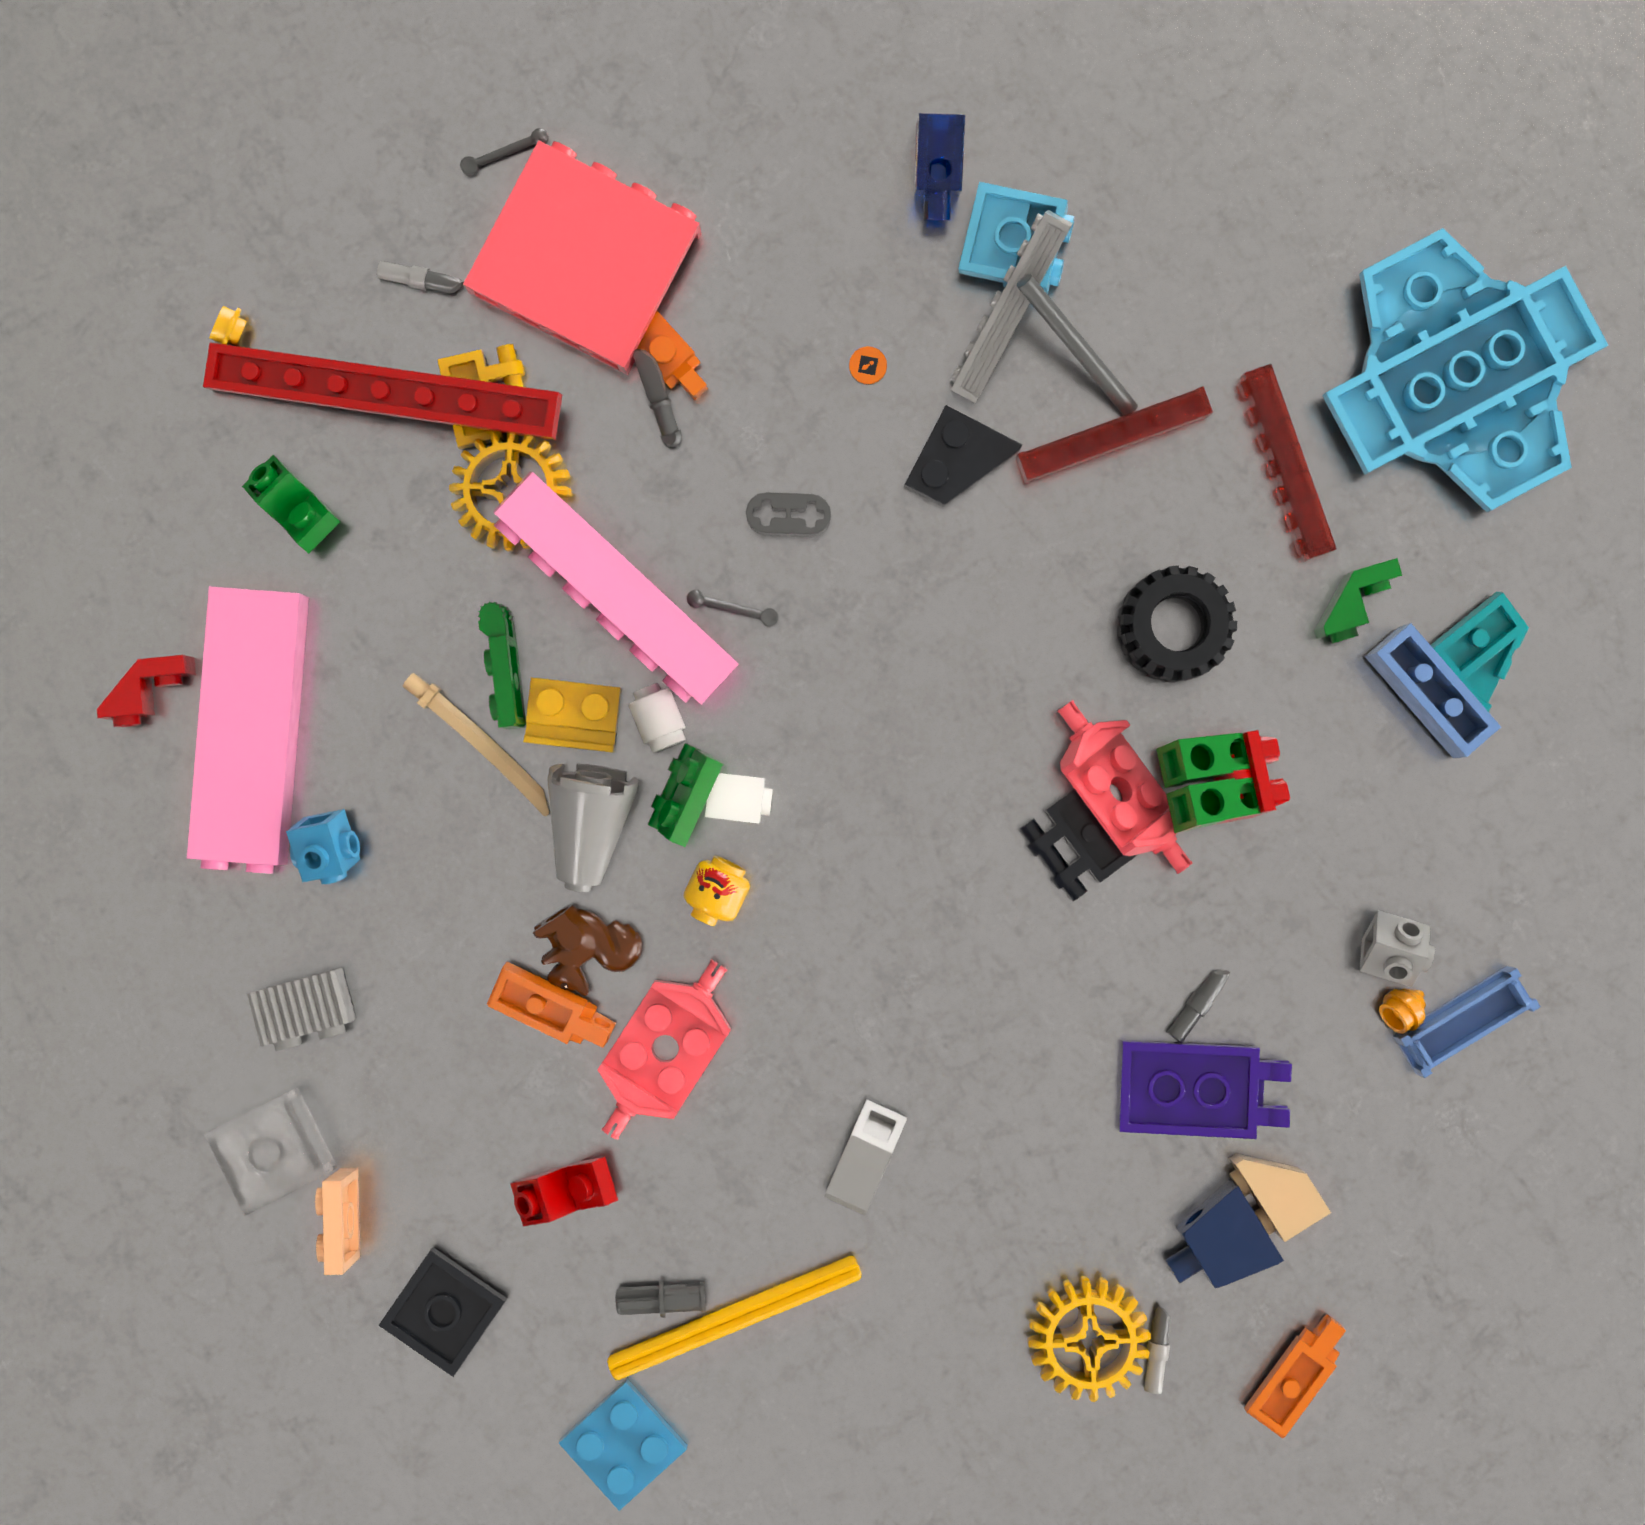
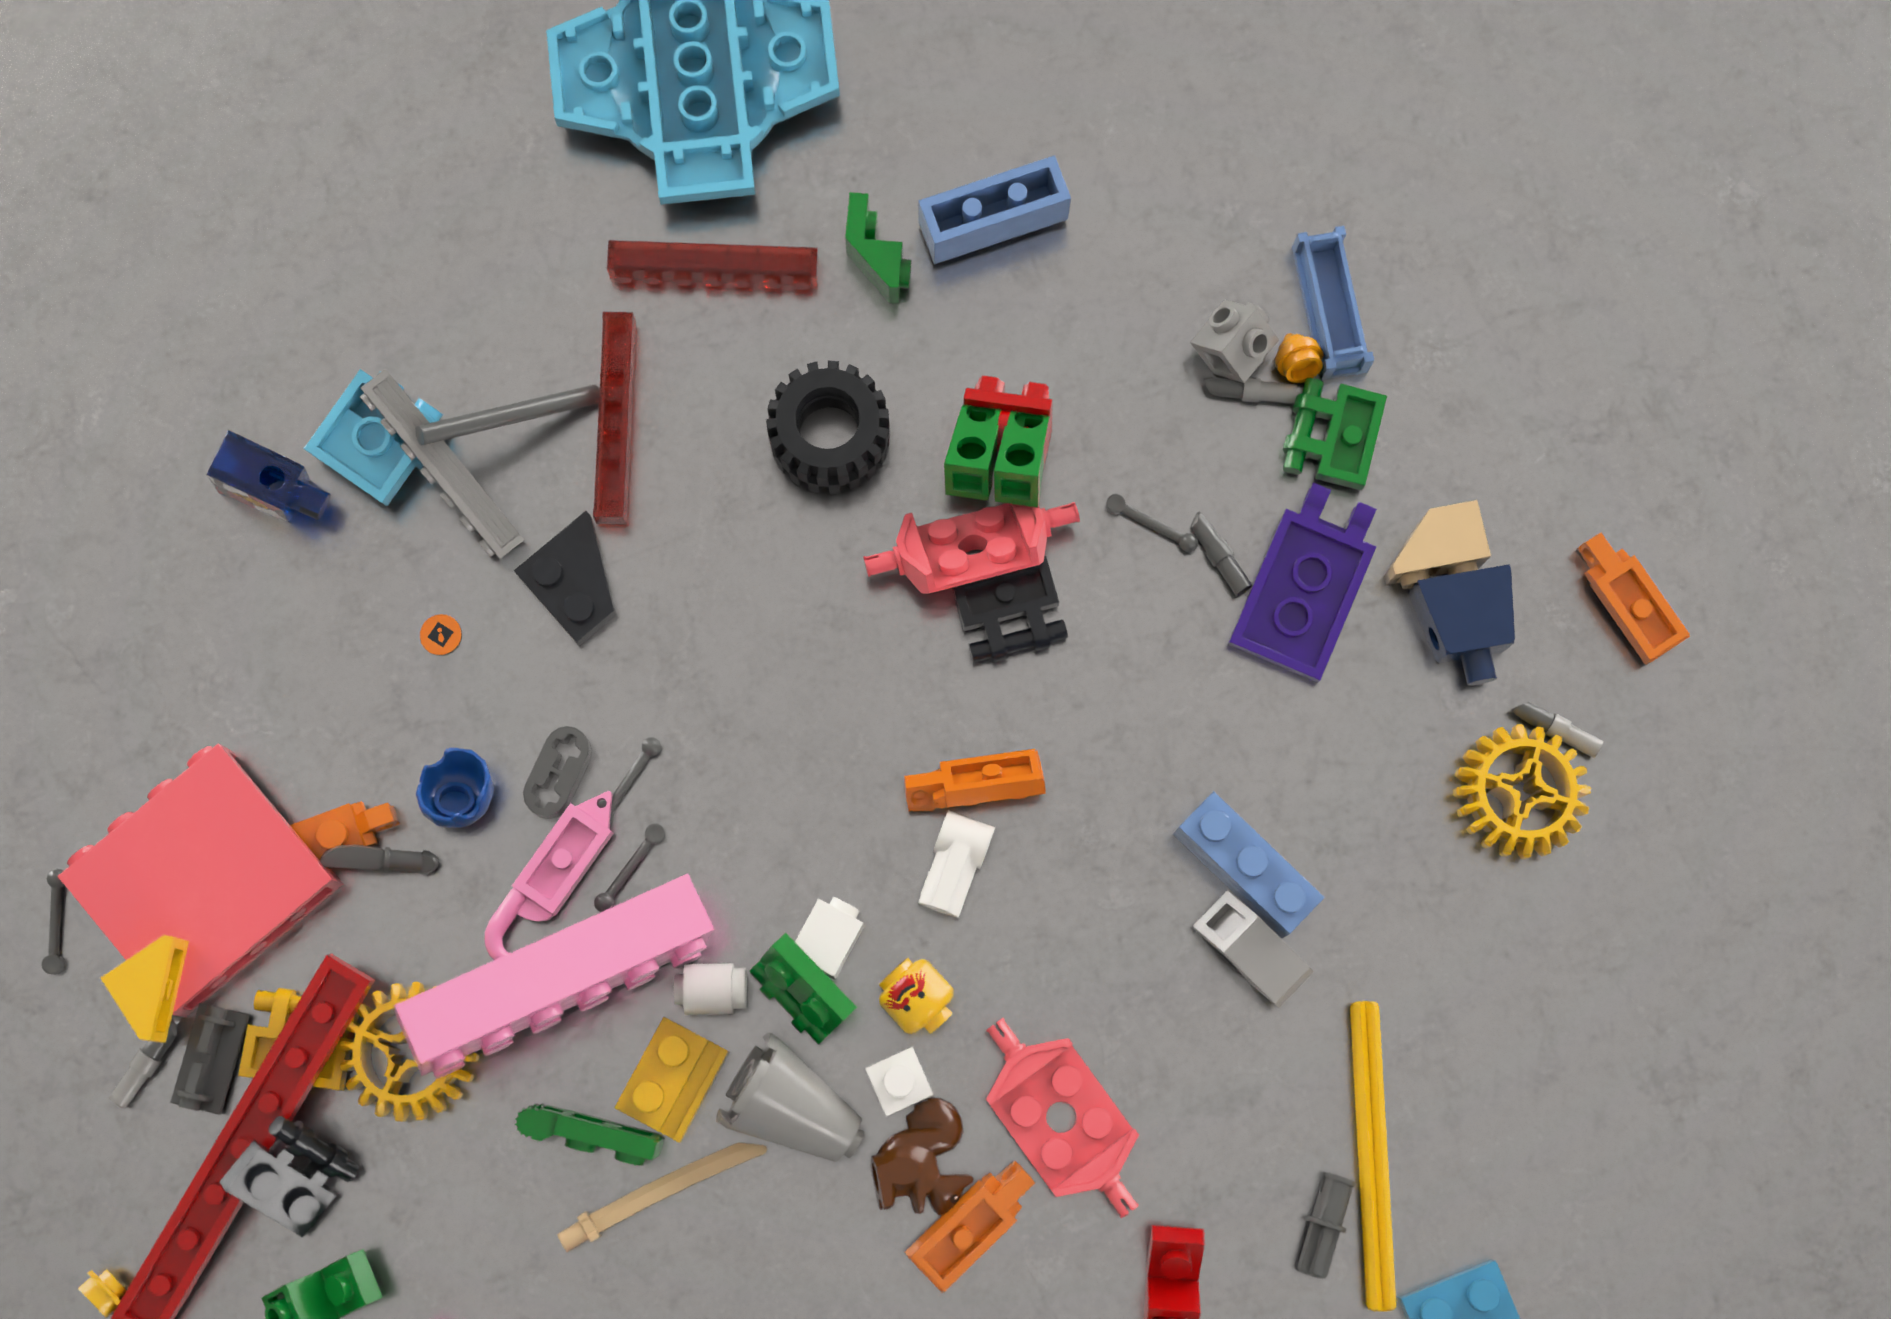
camera: 70 degrees left, 10 degrees down
(361, 433) = (281, 1189): none -> plate
(442, 329) = (209, 1059): none -> dark grey hinge
(474, 258) = (148, 986): none -> yellow slope
(640, 904) = (899, 1081): none -> white brick
(701, 545) = (553, 869): none -> bright pink plate
(739, 436) = (455, 789): none -> blue hair
(767, 569) = (650, 748): none -> dark grey hinge
(847, 880) = (959, 853): none -> white piece
(918, 871) = (976, 781): none -> orange hinge
(934, 1128) = (1248, 865): none -> medium blue brick
(1208, 899) = (1116, 505): none -> dark grey hinge
(1347, 1080) = (1349, 437): none -> green plate
(1358, 980) = (1252, 390): none -> light grey piece
(1483, 645) = (965, 144): teal wing -> none

